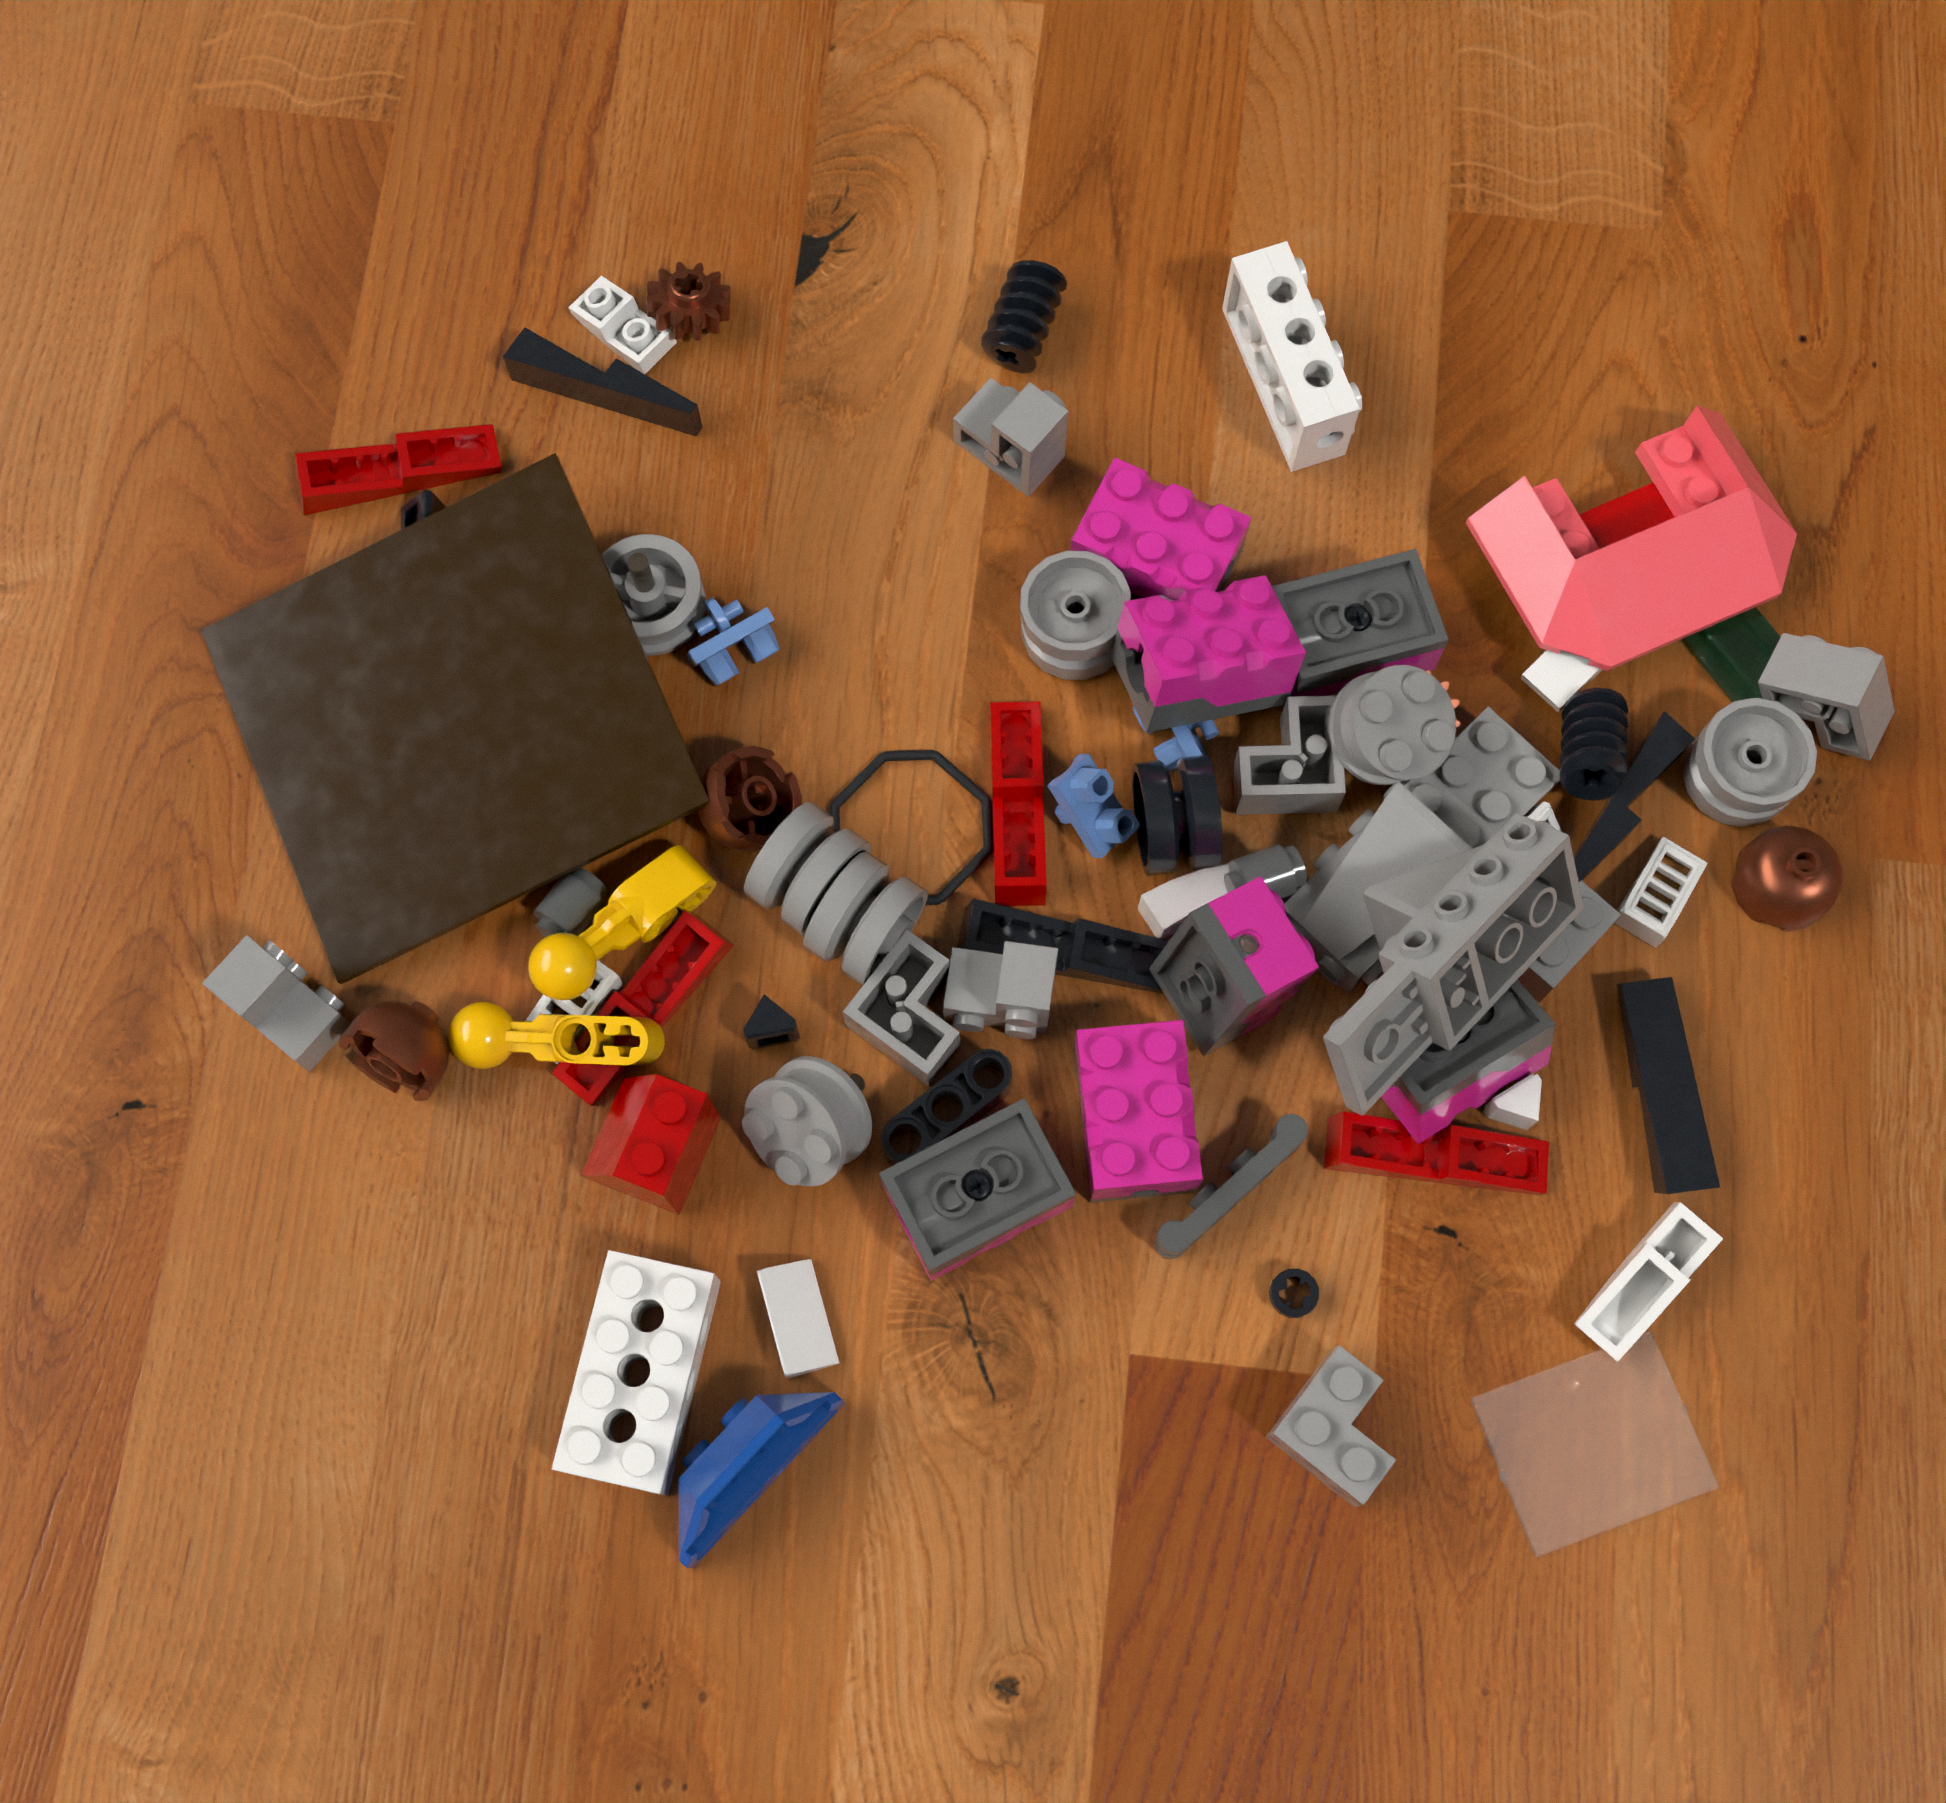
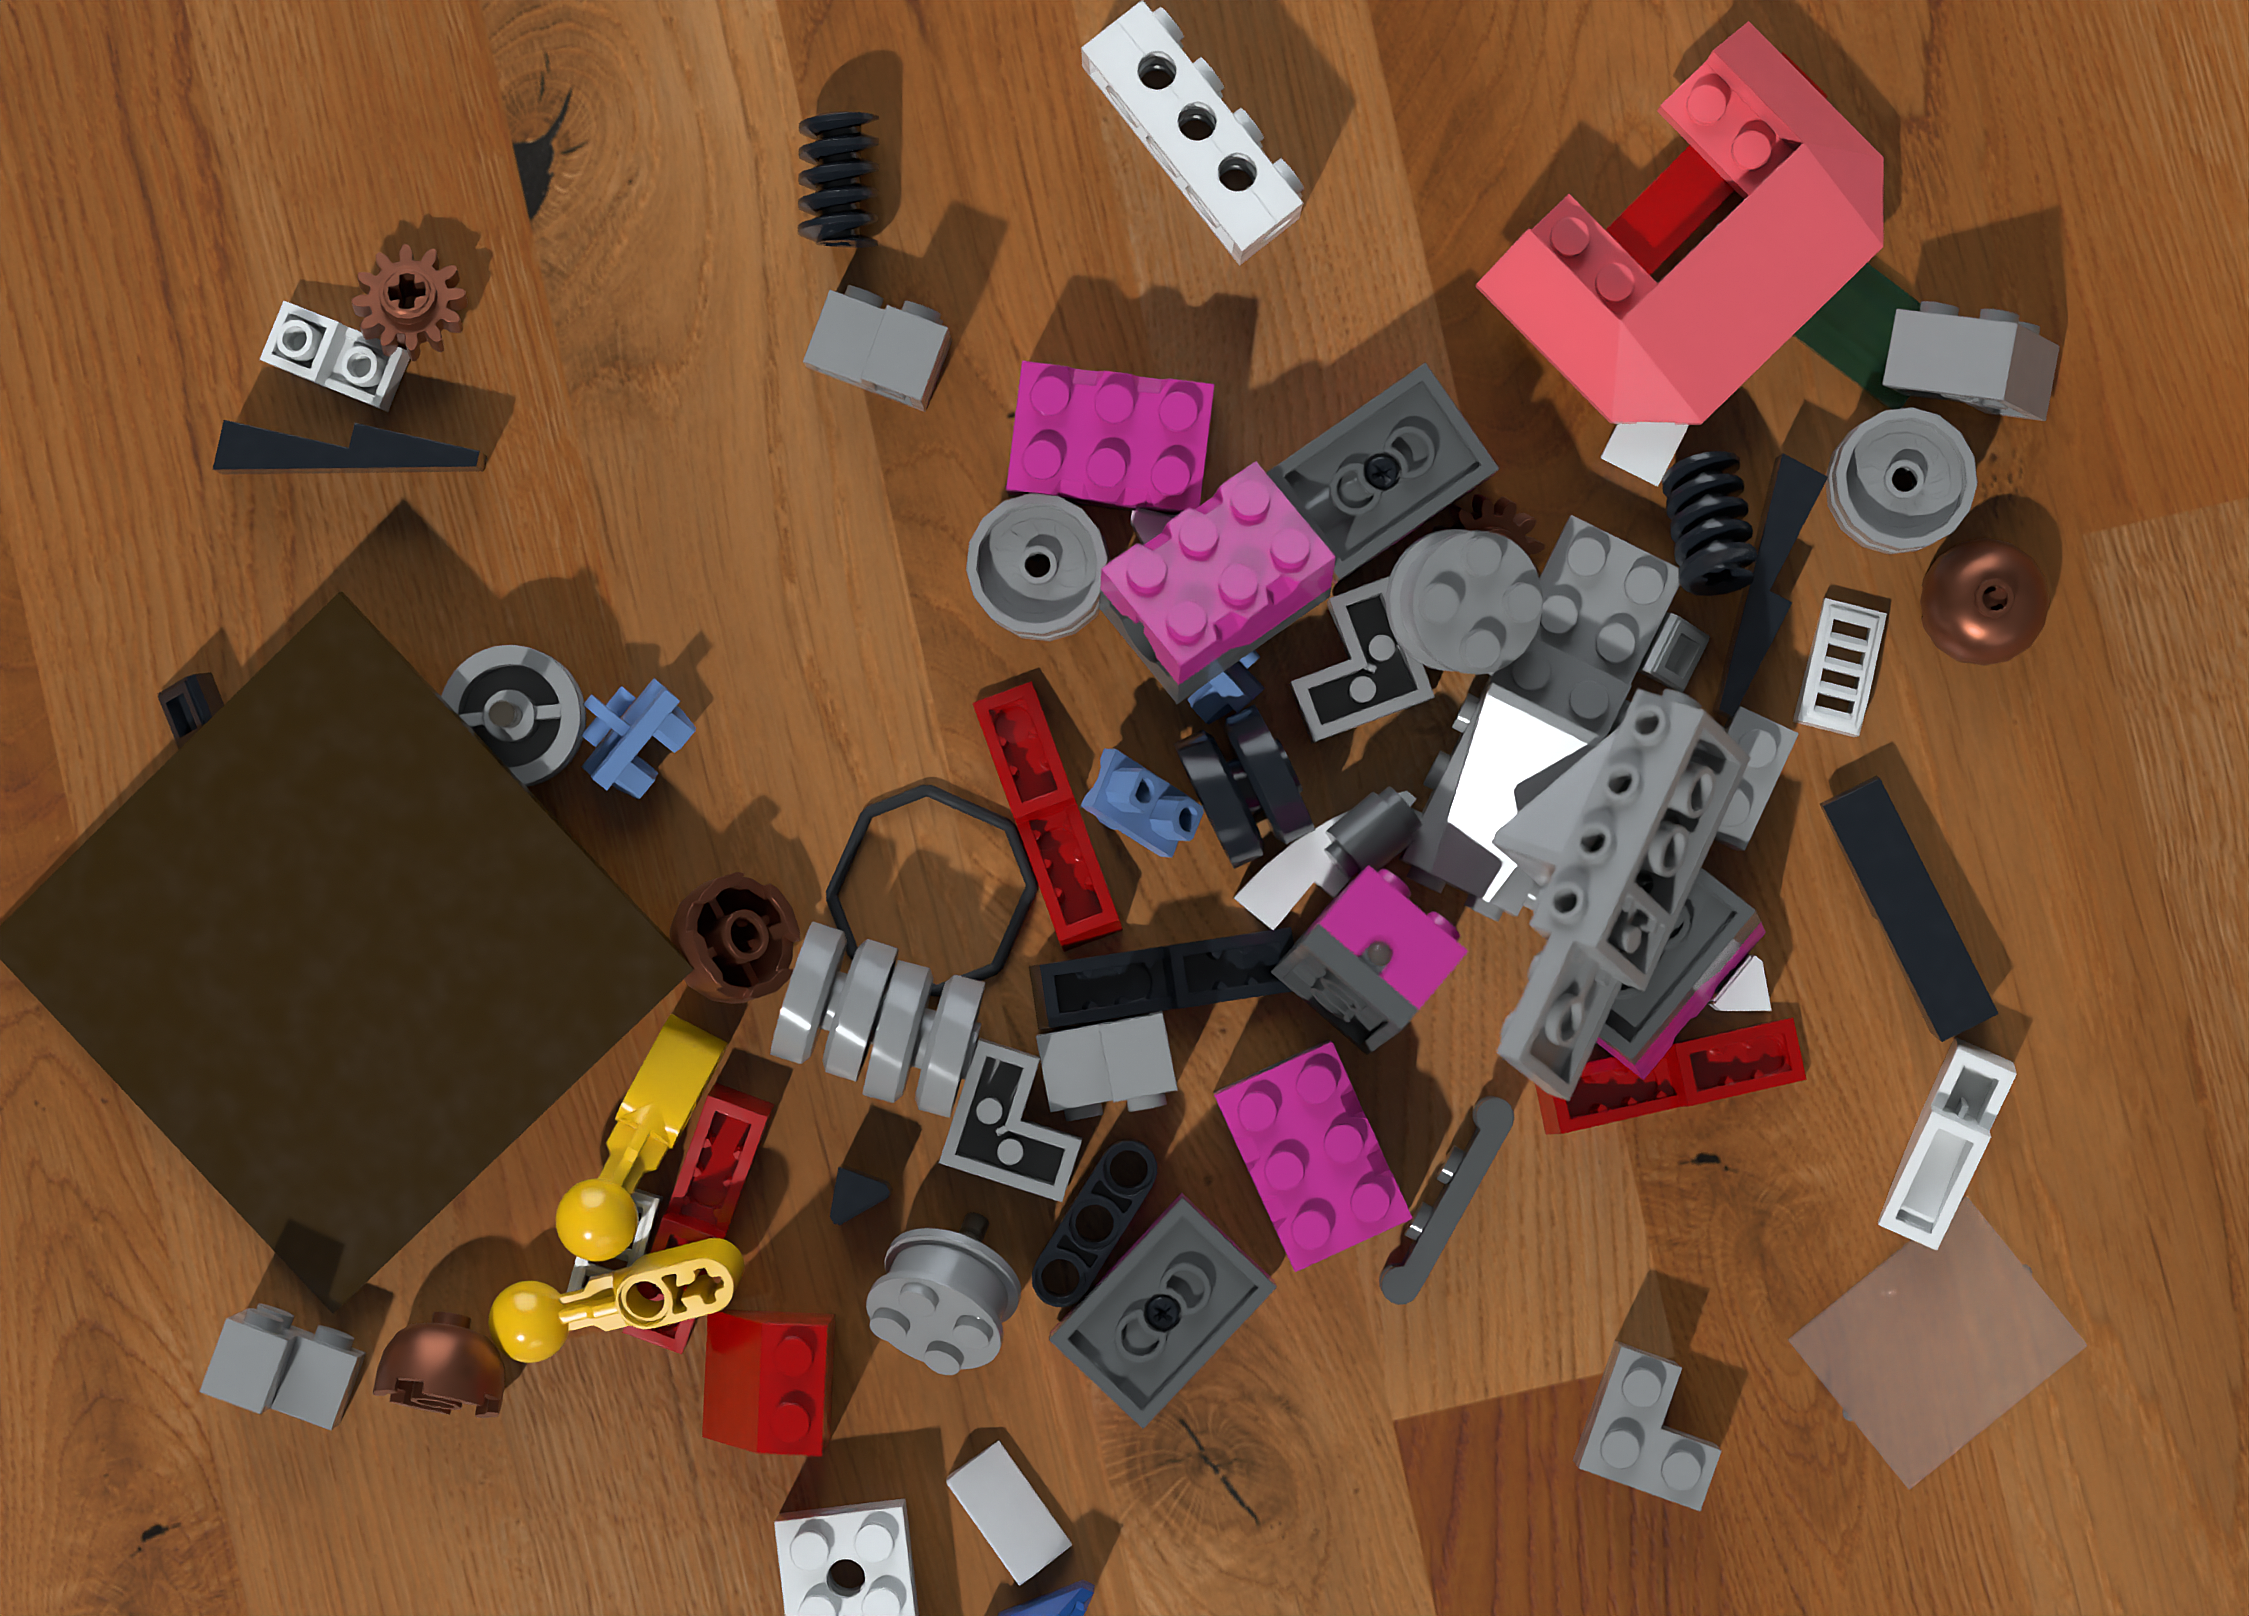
camera: 15 degrees left, 15 degrees up
(409, 465) = (131, 645): red slope -> none
(571, 904) = (569, 1133): dark grey brick -> none
(1307, 1303) = (1574, 1295): black bush -> none

